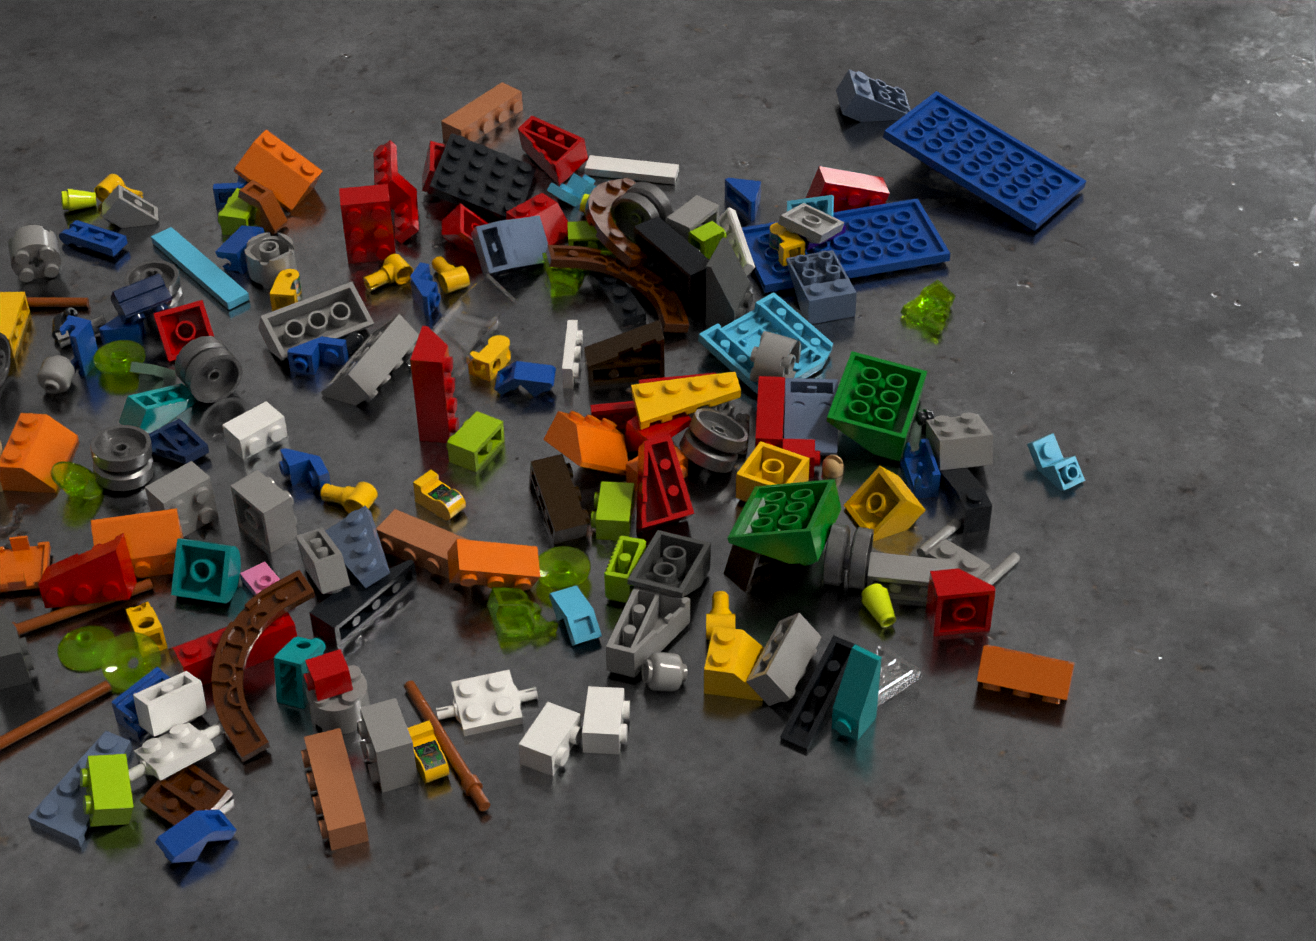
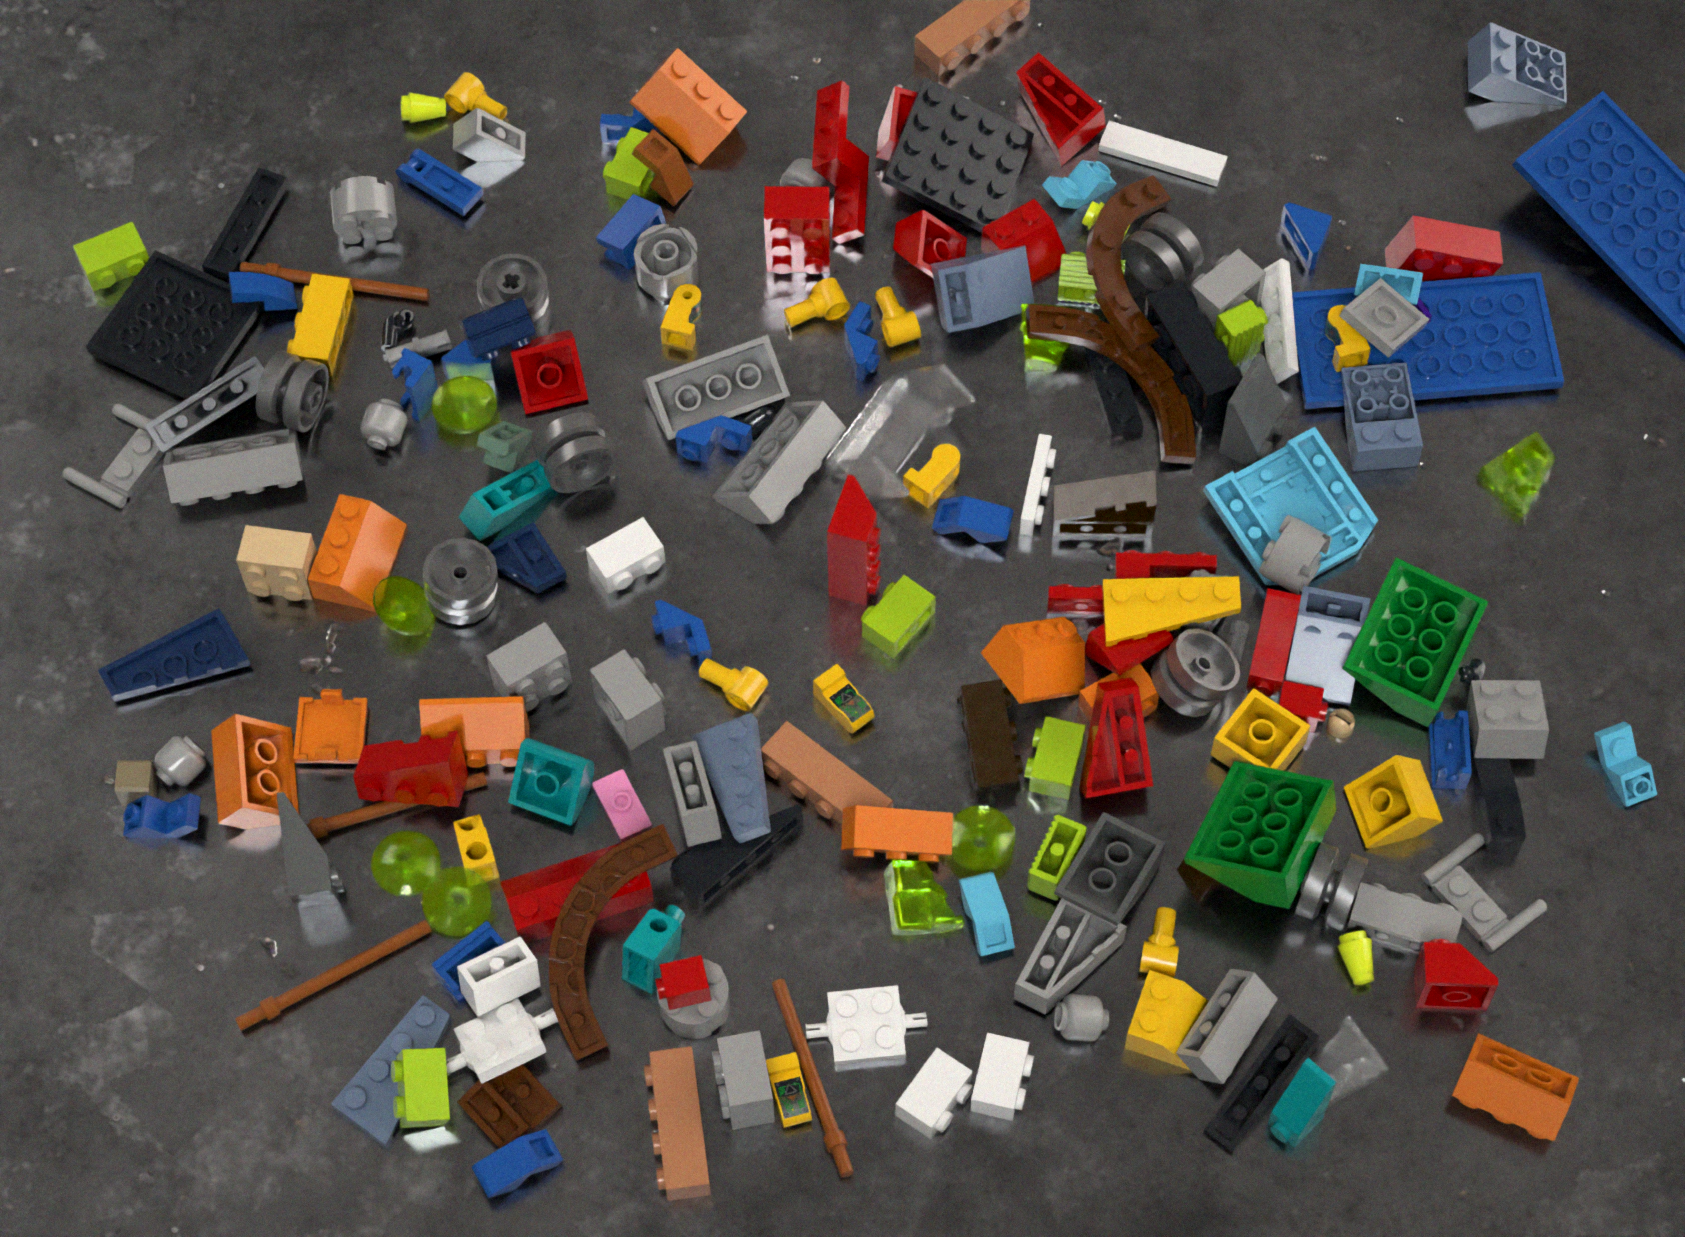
camera: 10 degrees right, 20 degrees up
(200, 268) = (574, 254): medium azure tile -> none

